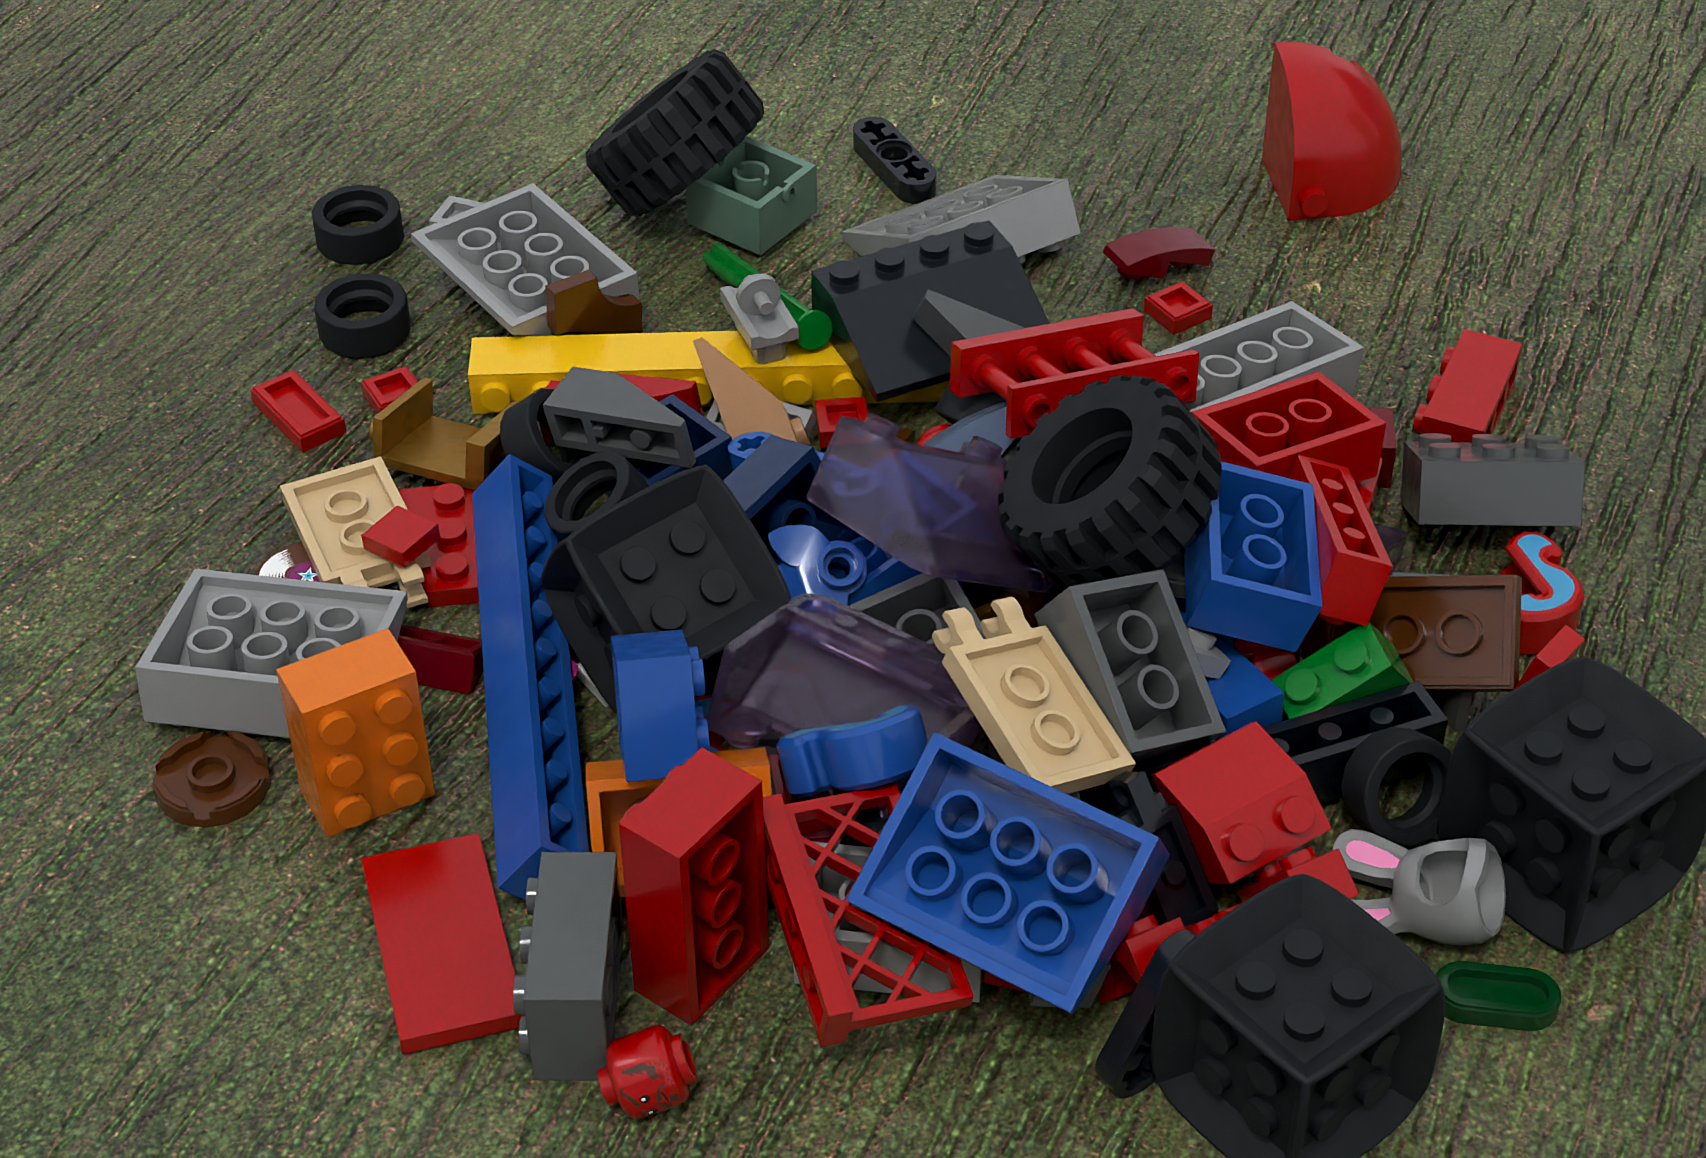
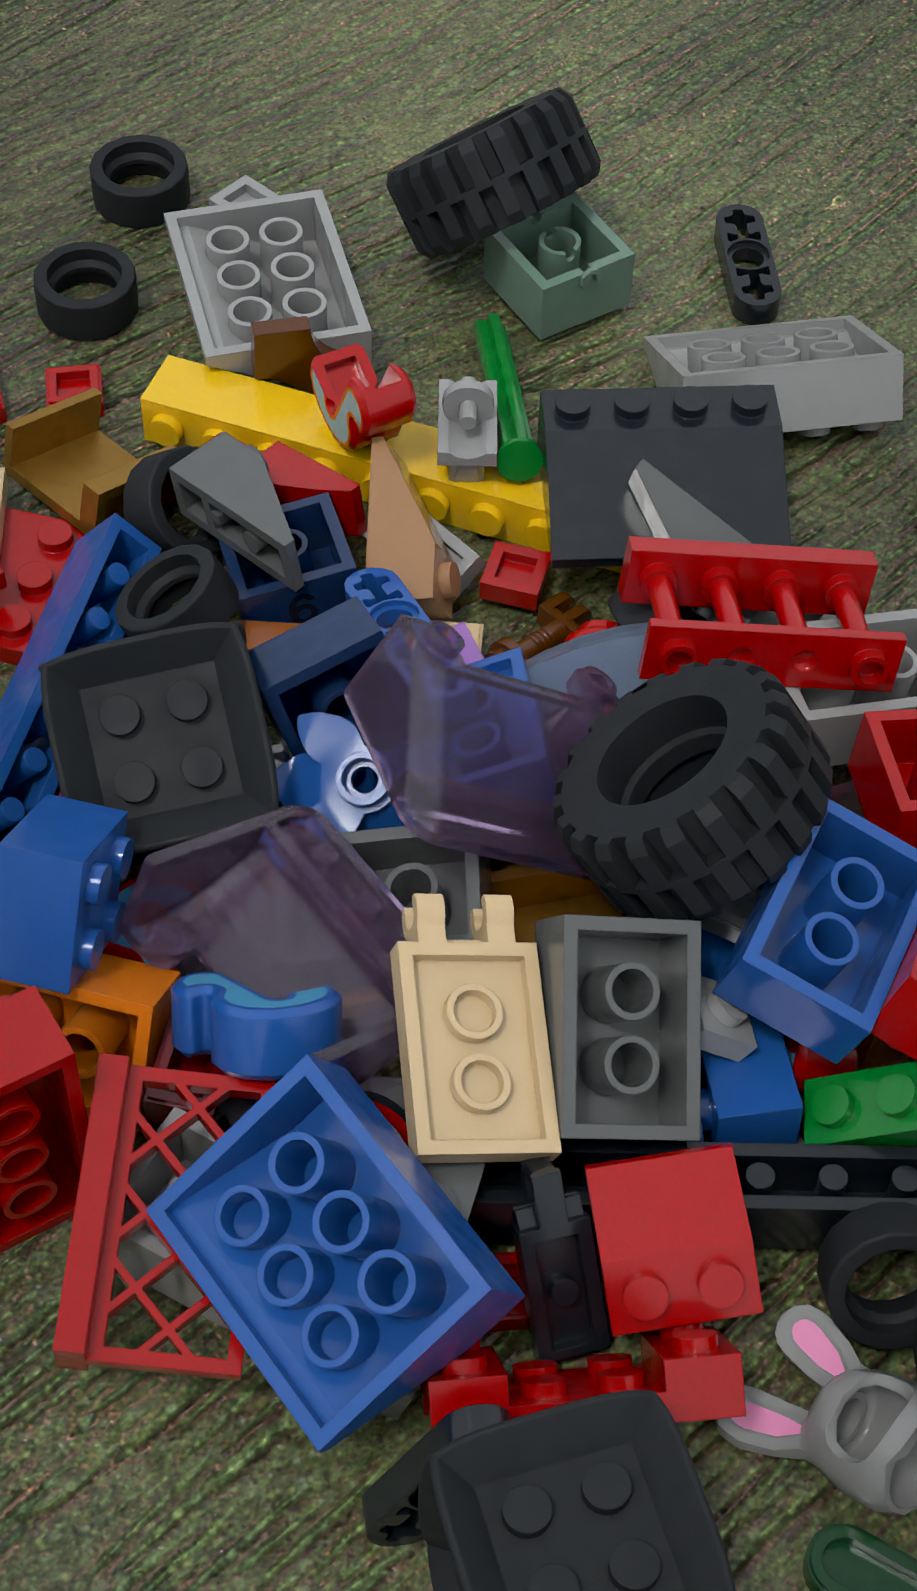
camera: 20 degrees right, 10 degrees up
(669, 323) = (353, 401): none -> red animal

